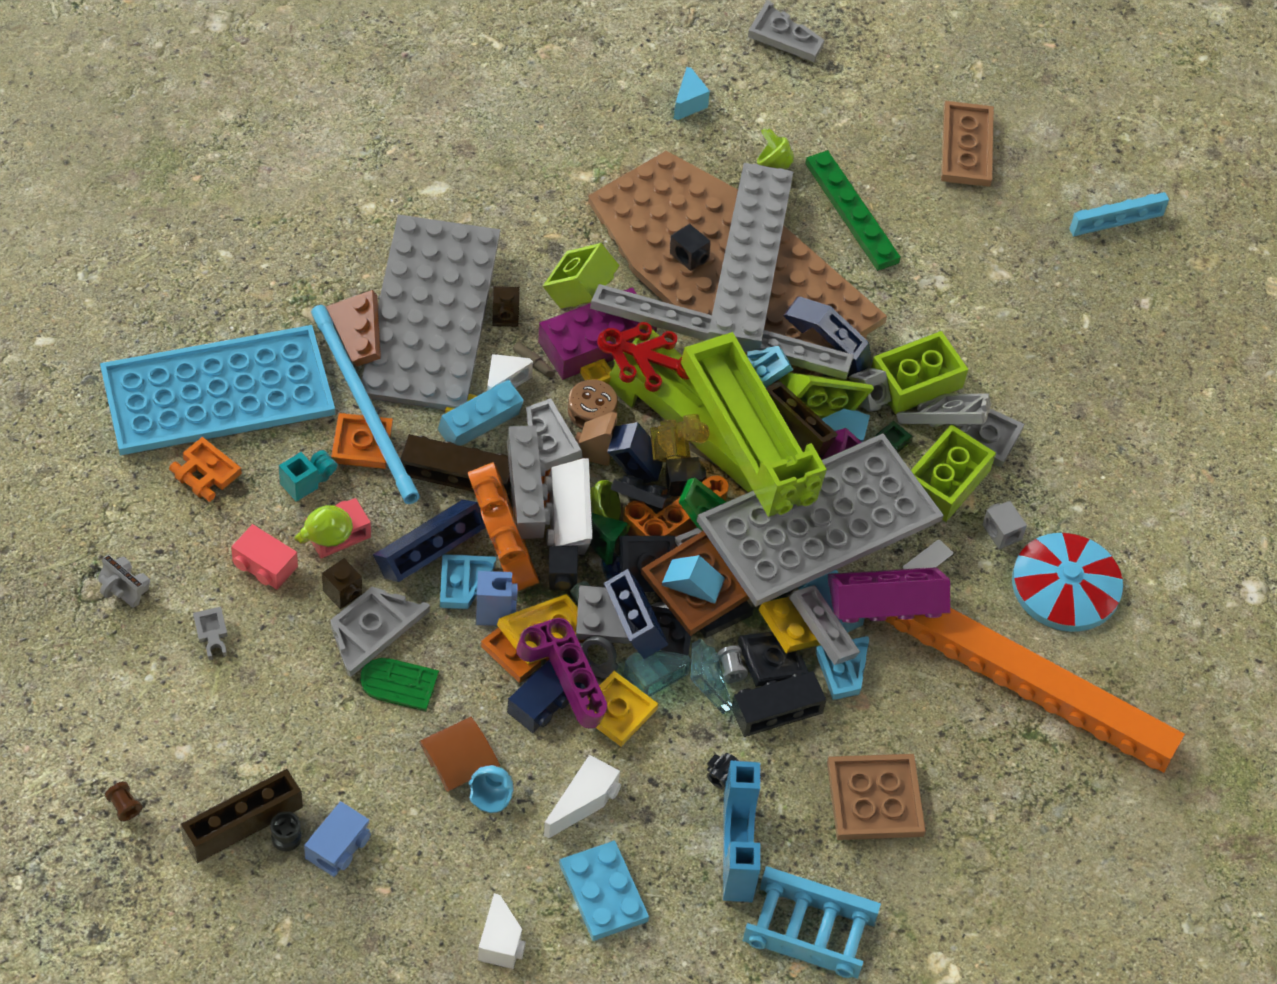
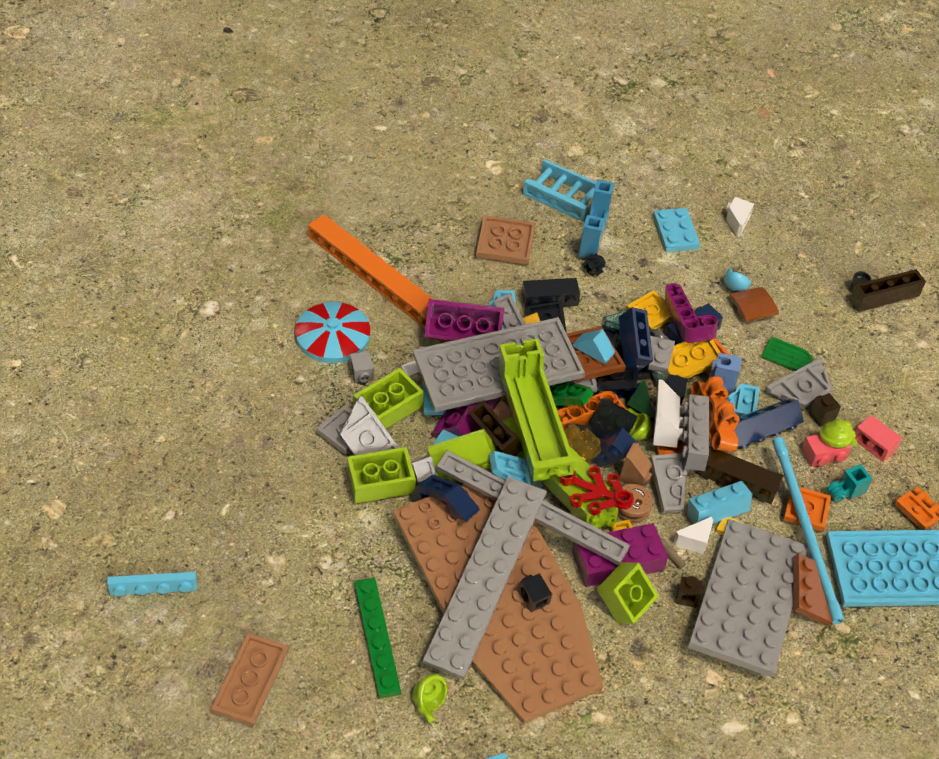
camera: 165 degrees left, 5 degrees down
(211, 628) = (909, 402): light grey plate -> none
(337, 839) = (829, 274): medium blue brick -> none
(584, 795) = (682, 268): white slope -> none
(708, 675) = (592, 311): clear light blue wing -> none
(732, 664) = (573, 320): light grey bush -> none
(896, 435) = (414, 444): dark green tile -> none

